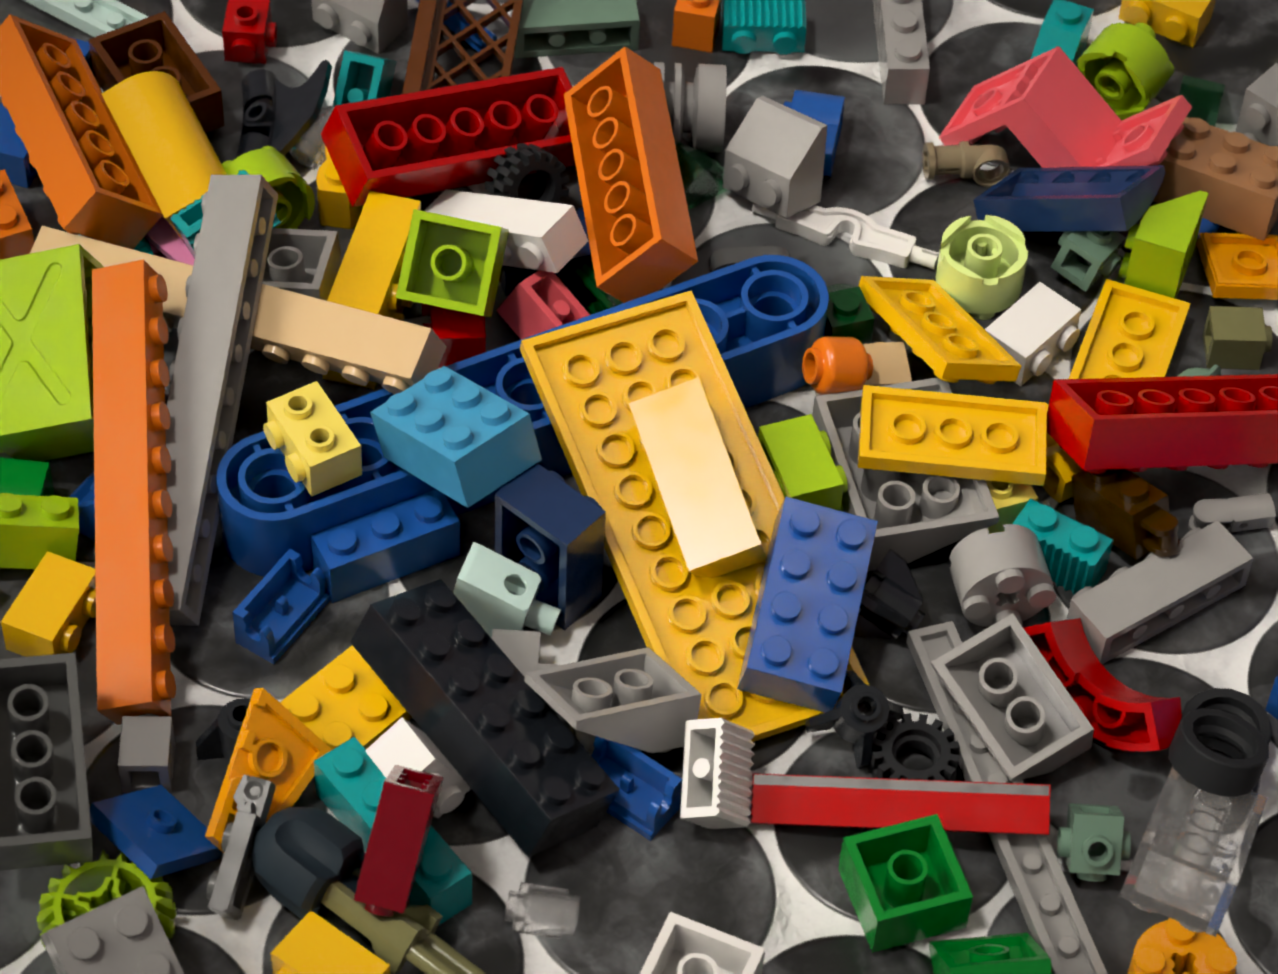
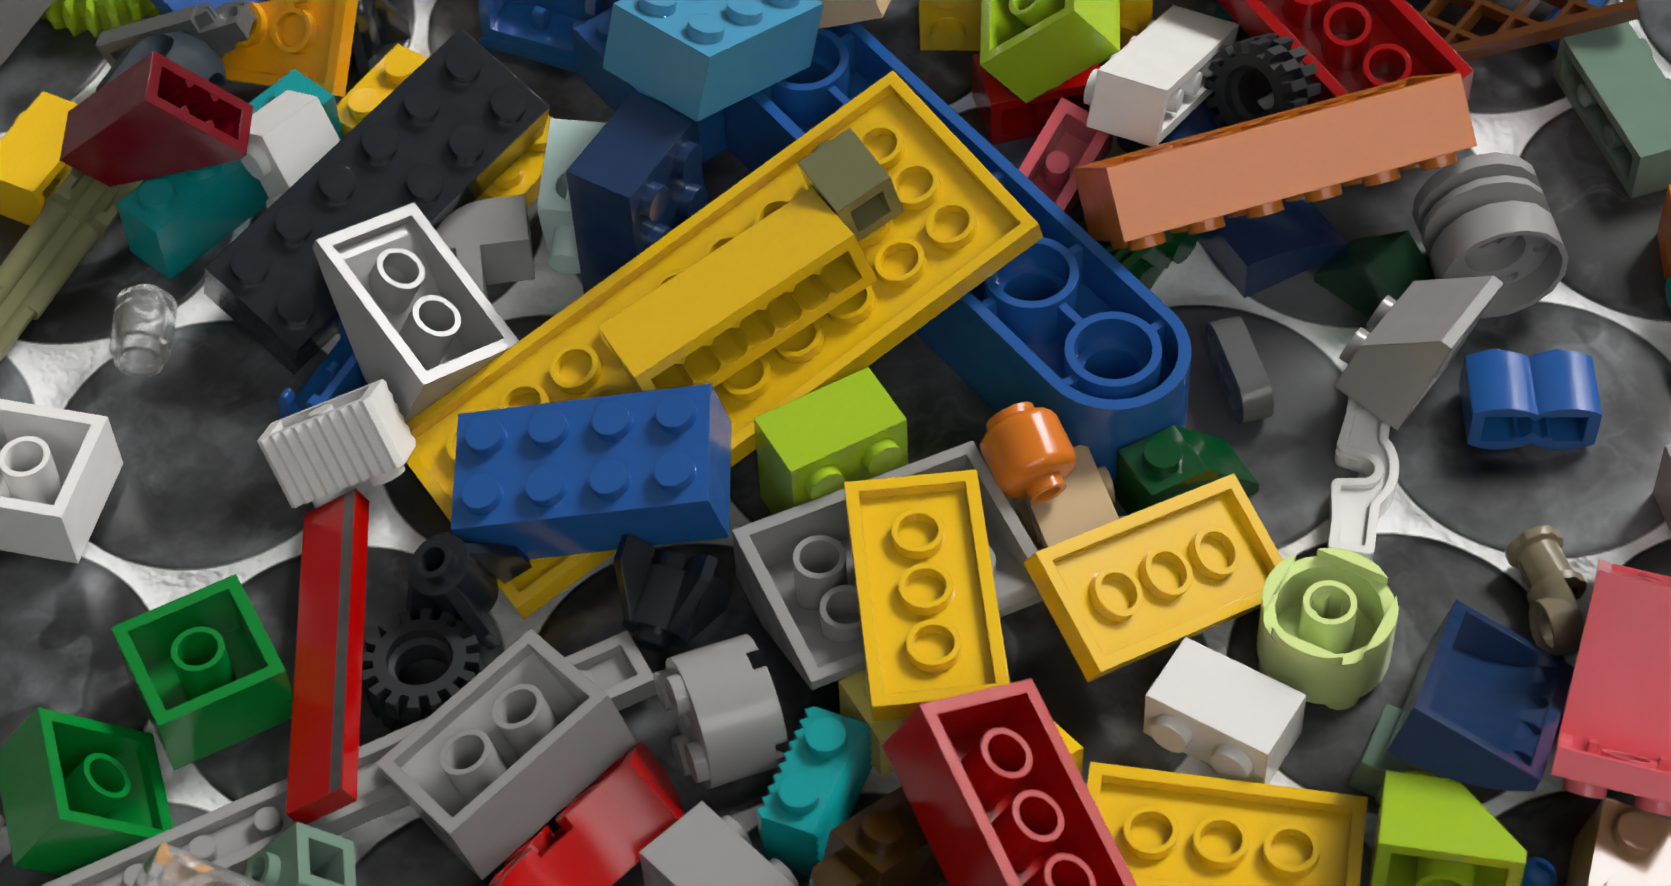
camera: 85 degrees right, 0 degrees up
(627, 379) = (851, 183): none -> olive brick

